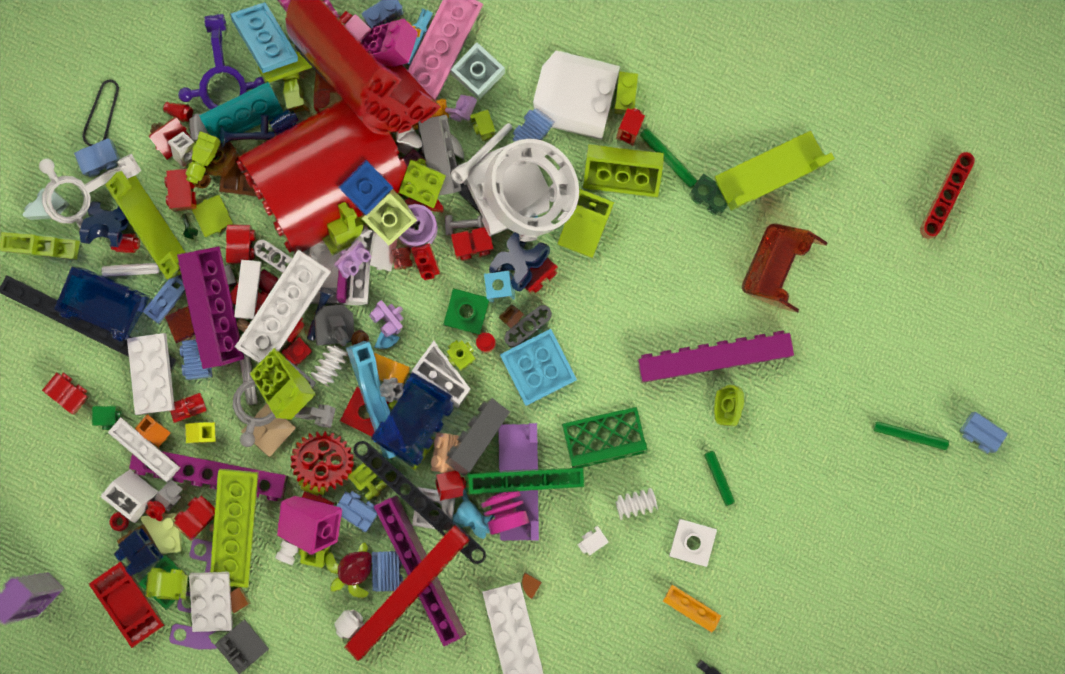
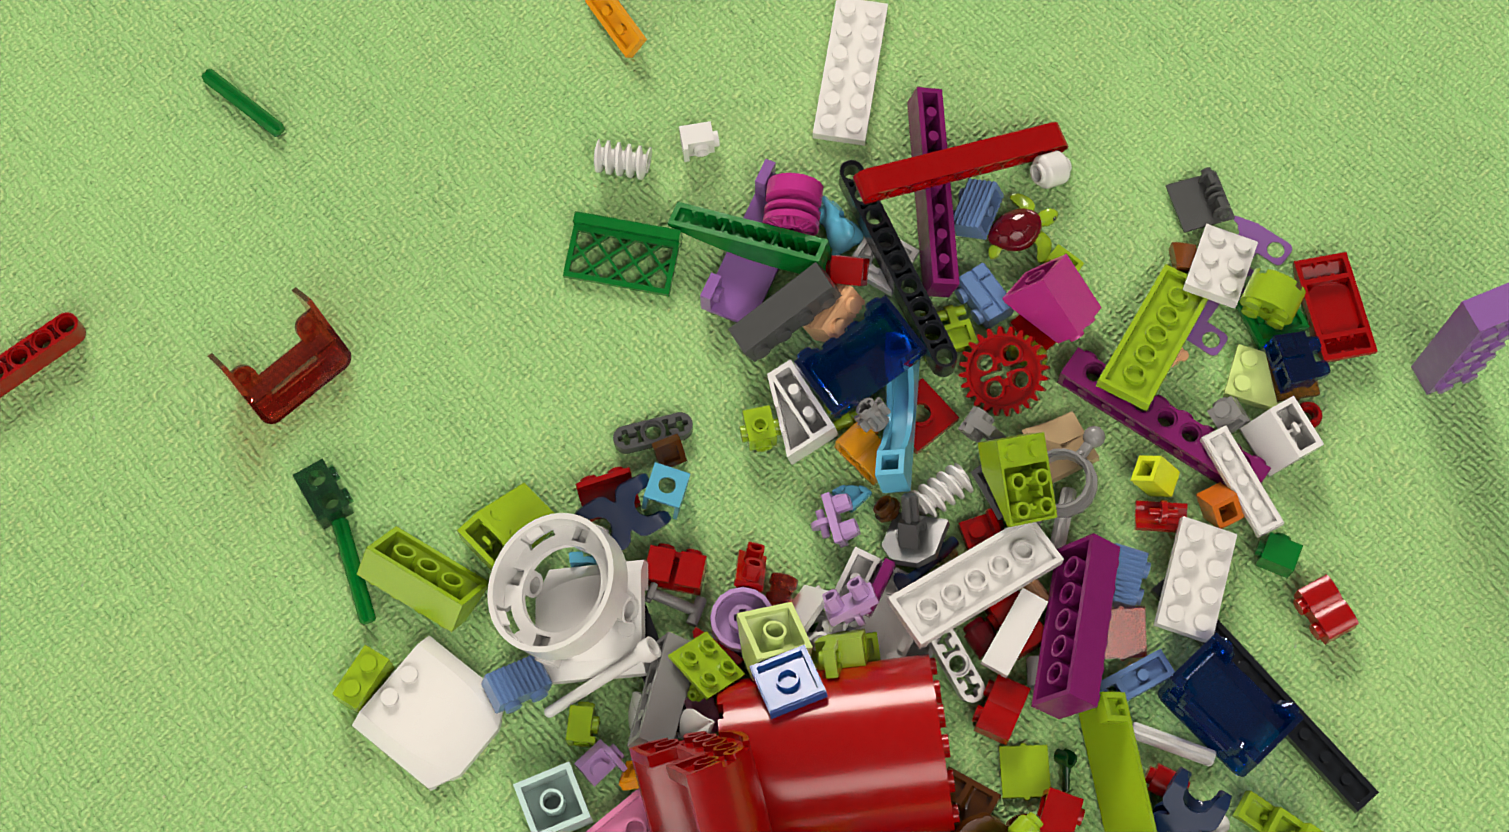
camera: 155 degrees left, 15 degrees down
(155, 510) = (1253, 403): red plate -> none
(195, 517) = (1202, 373): red brick -> none
(287, 552) = (1099, 281): white wheel -> none
(475, 322) = (726, 505): green piece -> none
(485, 342) = (719, 430): red brick -> none
(530, 585) = (800, 126): dark orange tile -> none
(538, 367) = (665, 374): medium azure plate -> none
(630, 126) = (379, 626): red slope -> none
(679, 547) = (577, 108): white piece -> none
(715, 357) = (431, 289): magenta brick -> none
(719, 478) = (503, 151): green axle -> none
(728, 405) = (445, 223): lime piece -> none
(771, 170) = (226, 485): lime bracket -> none
(983, 433) = (154, 67): medium blue brick -> none

